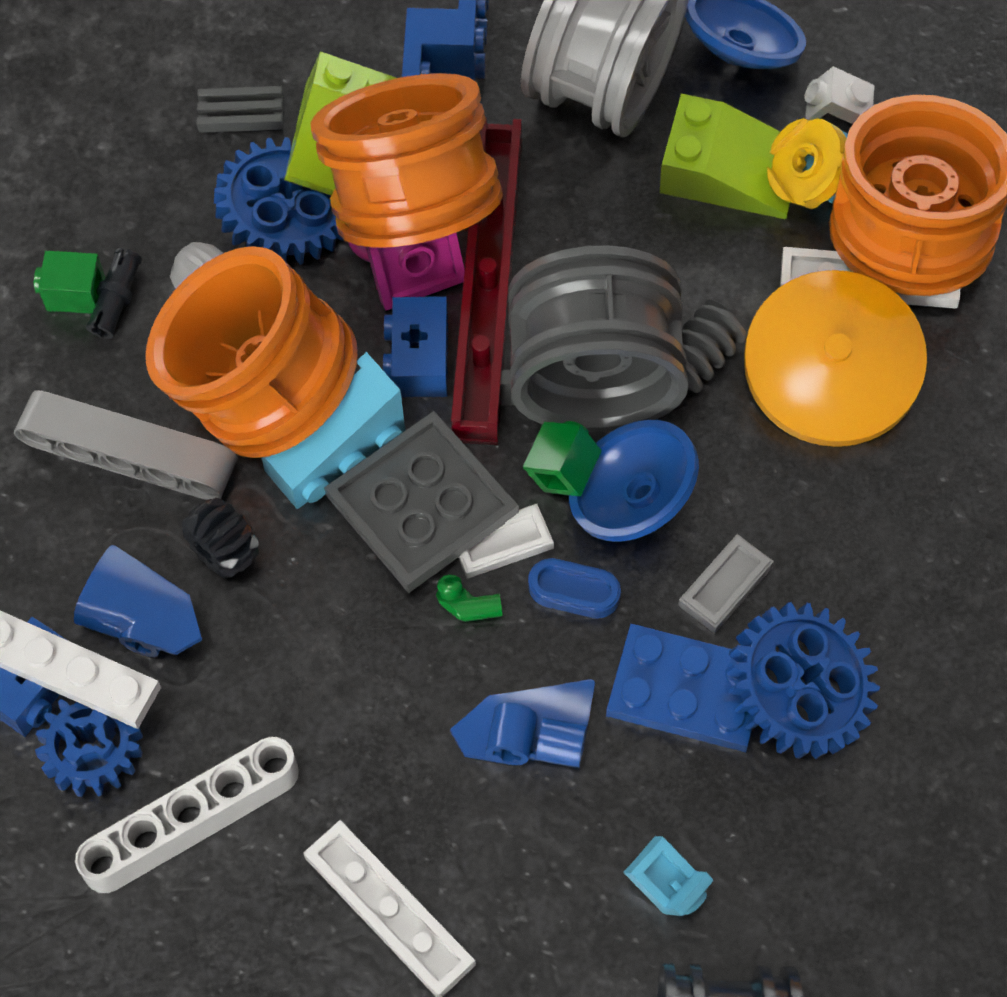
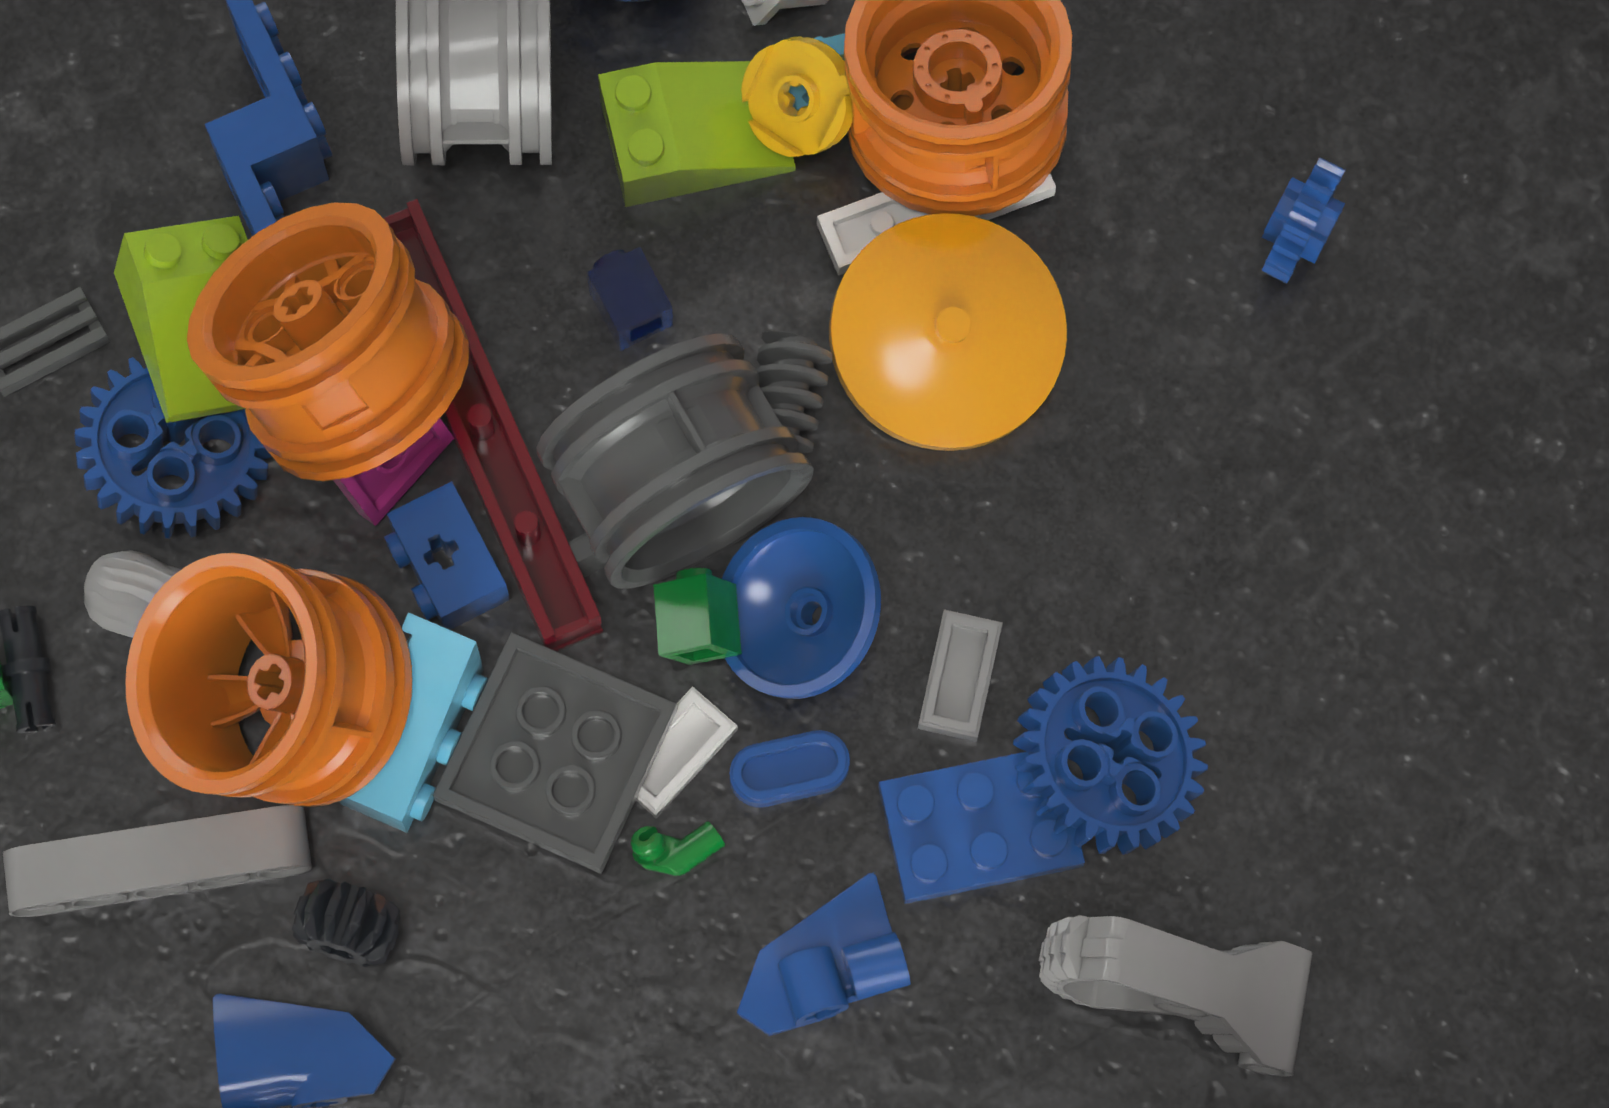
camera: 35 degrees left, 10 degrees up
(630, 228) = (629, 297): none -> clear blue brick
(668, 878) = (1078, 1064): medium azure bracket -> none
(744, 826) = (1240, 996): none -> light grey arm

